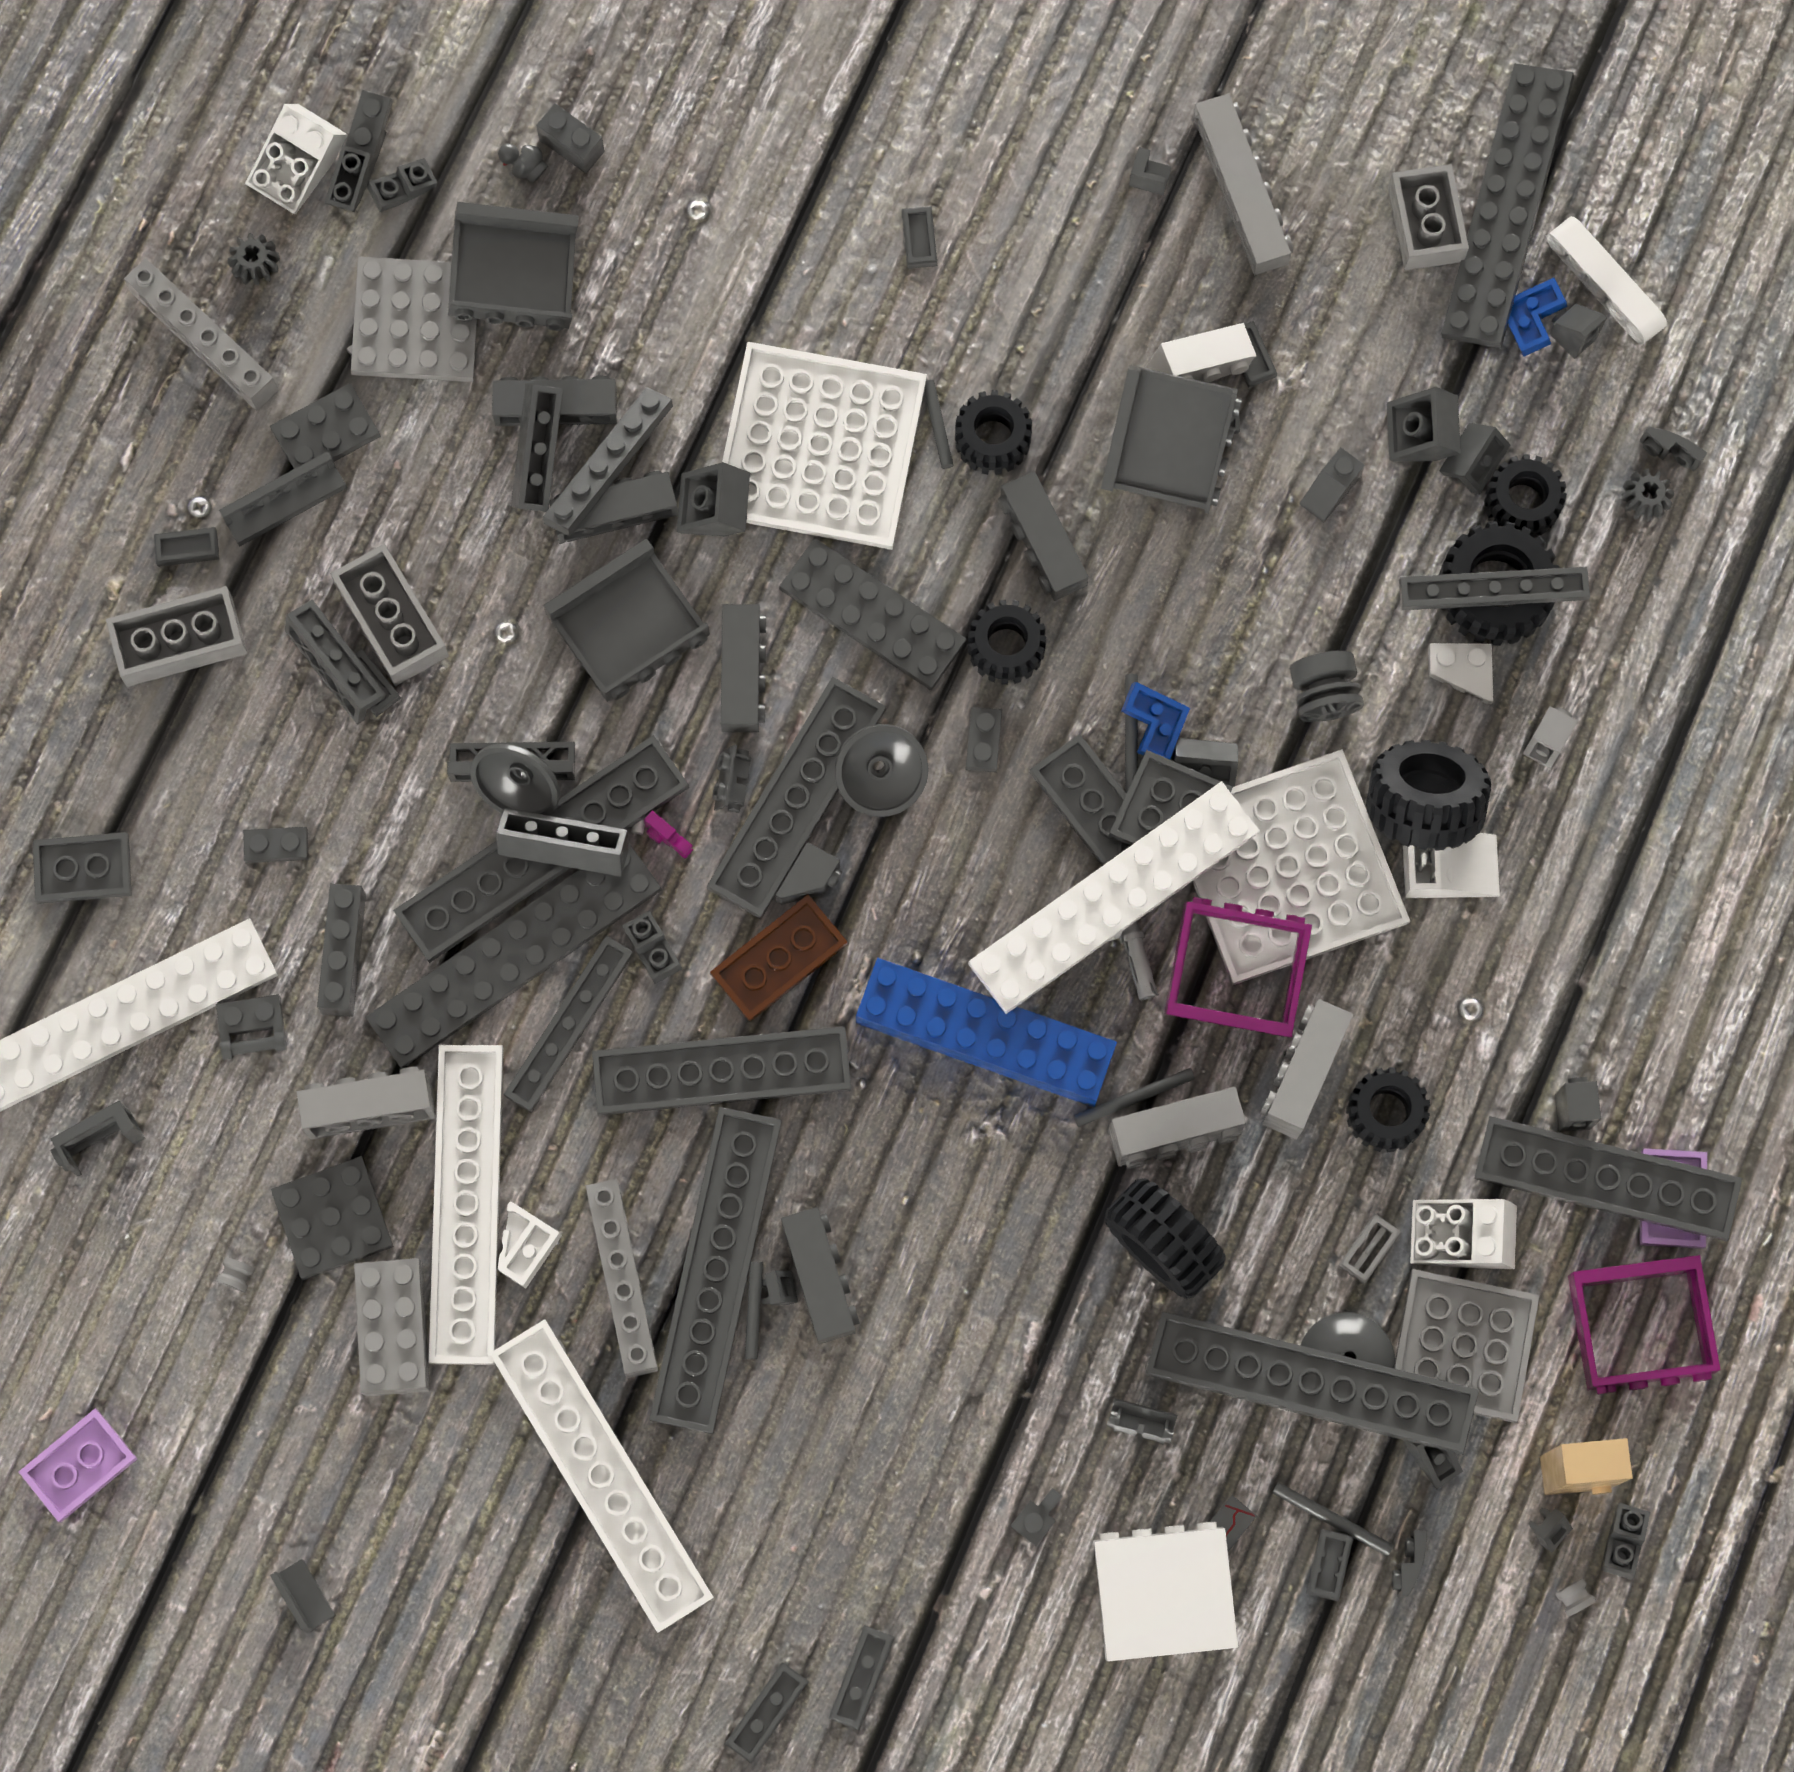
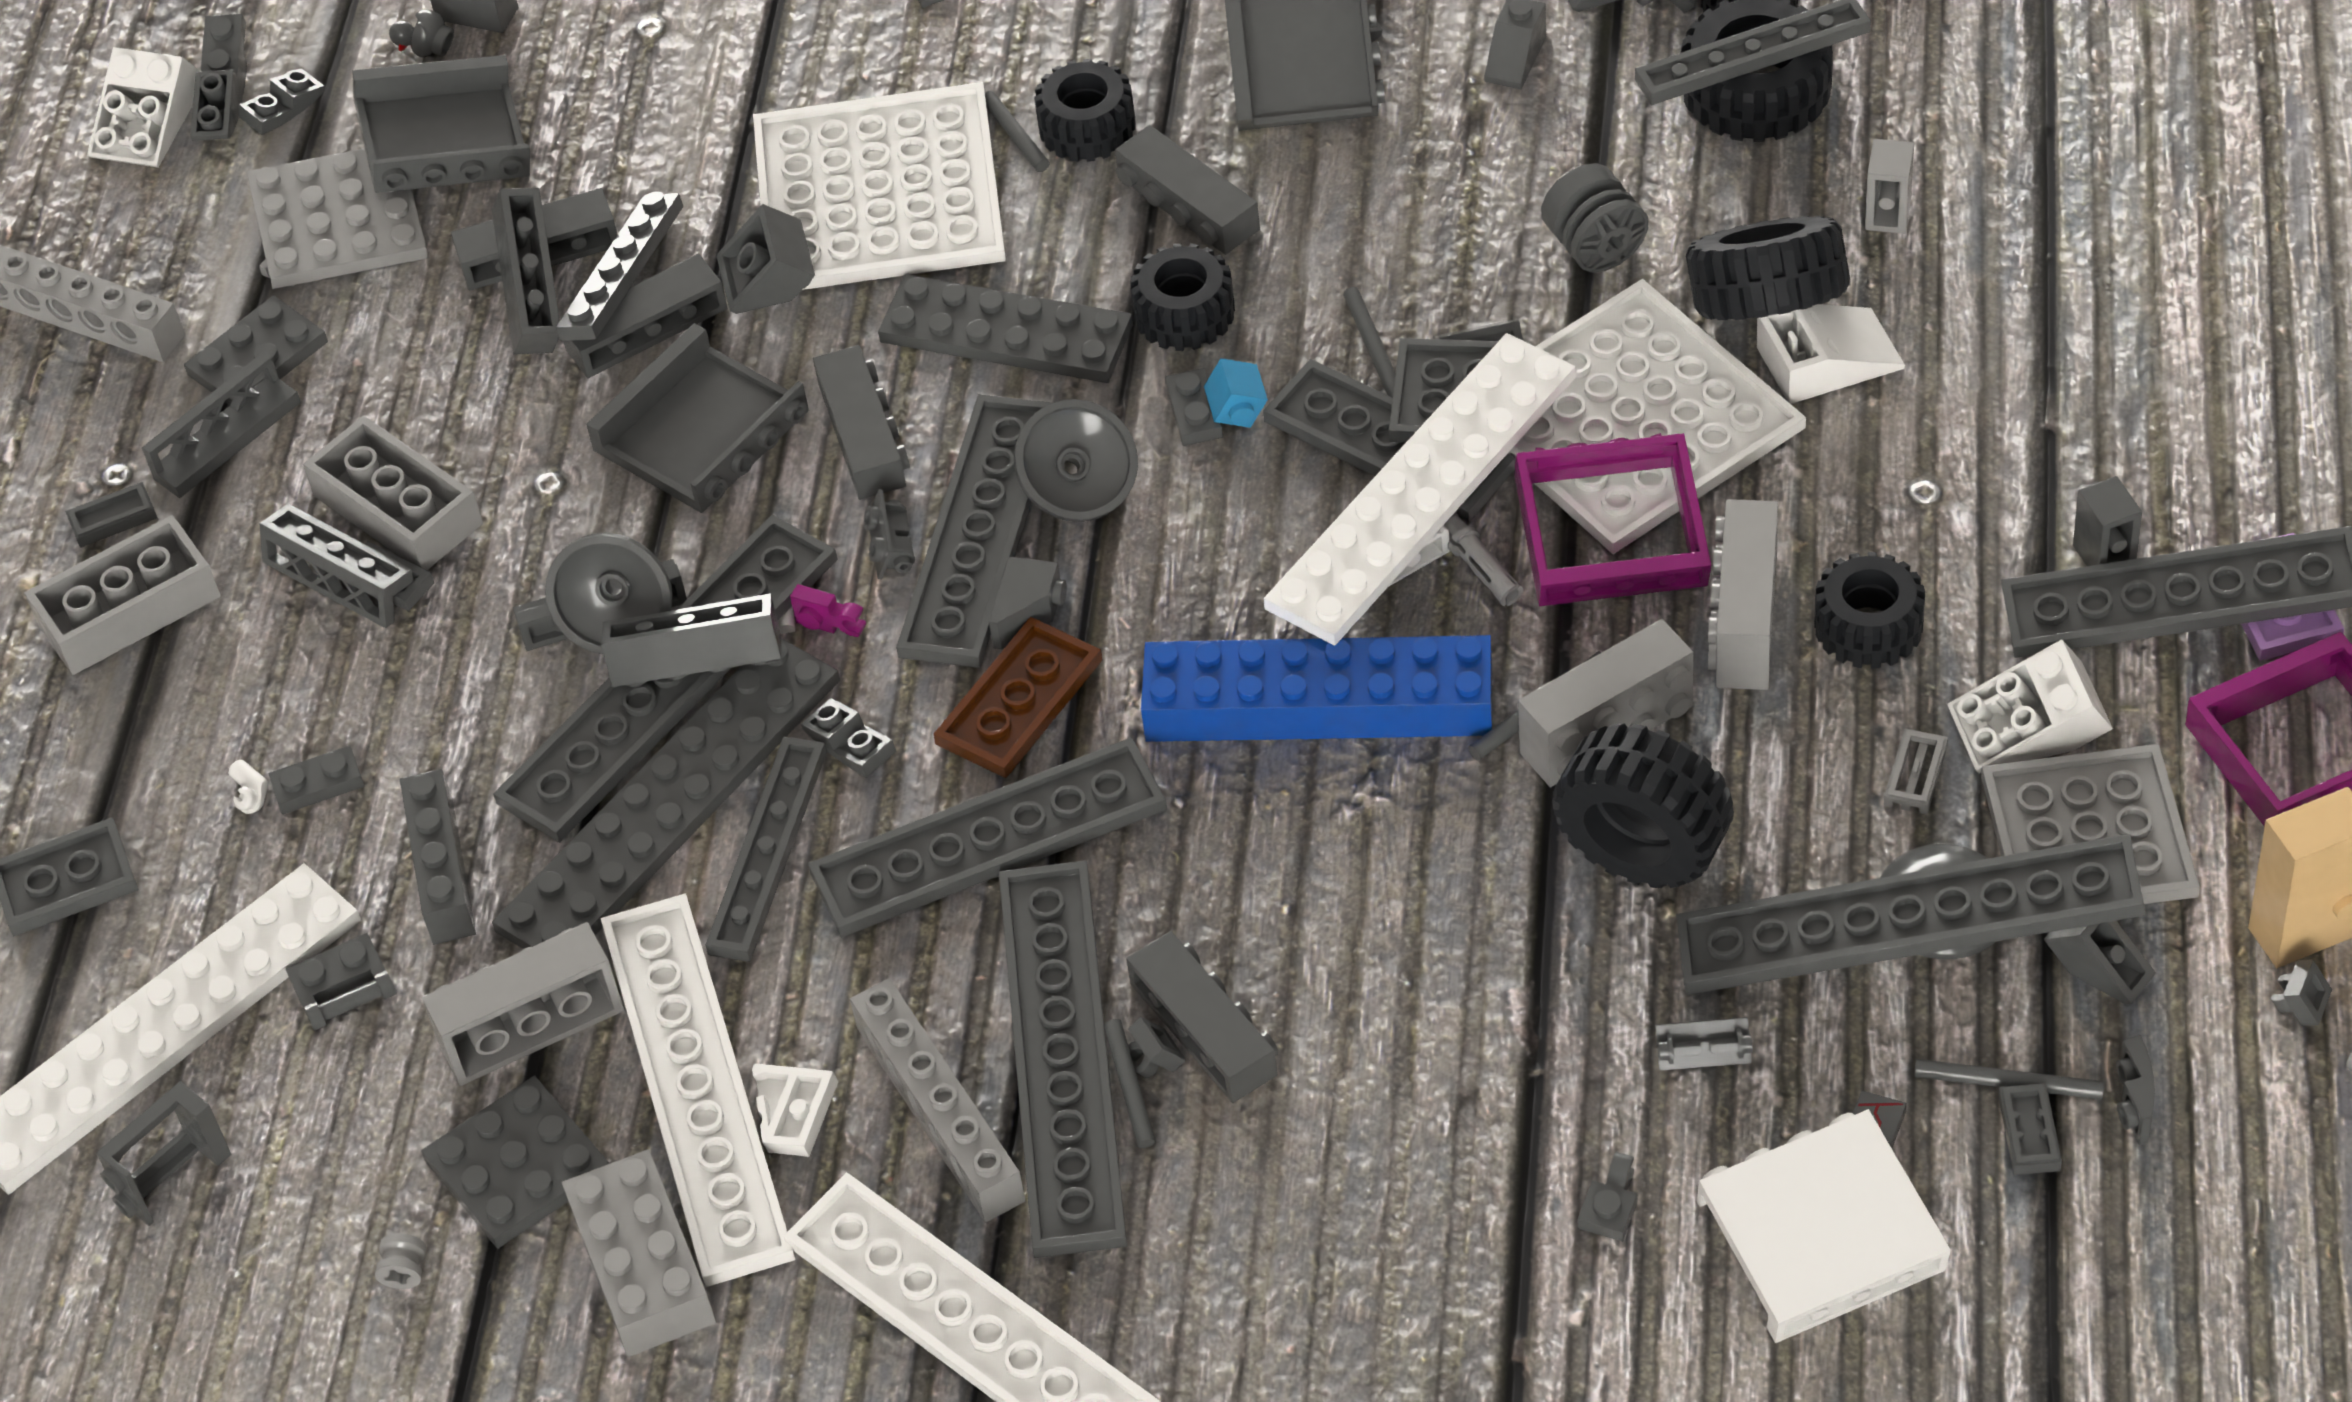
camera: 10 degrees left, 25 degrees down
(230, 838) = (253, 787): none -> white arm
(242, 262) = (117, 214): dark grey gear -> none
(1015, 747) = (1235, 393): none -> dark azure brick
(1161, 713) = (1402, 310): blue plate -> none
(1464, 667) = (1752, 167): white wing -> none

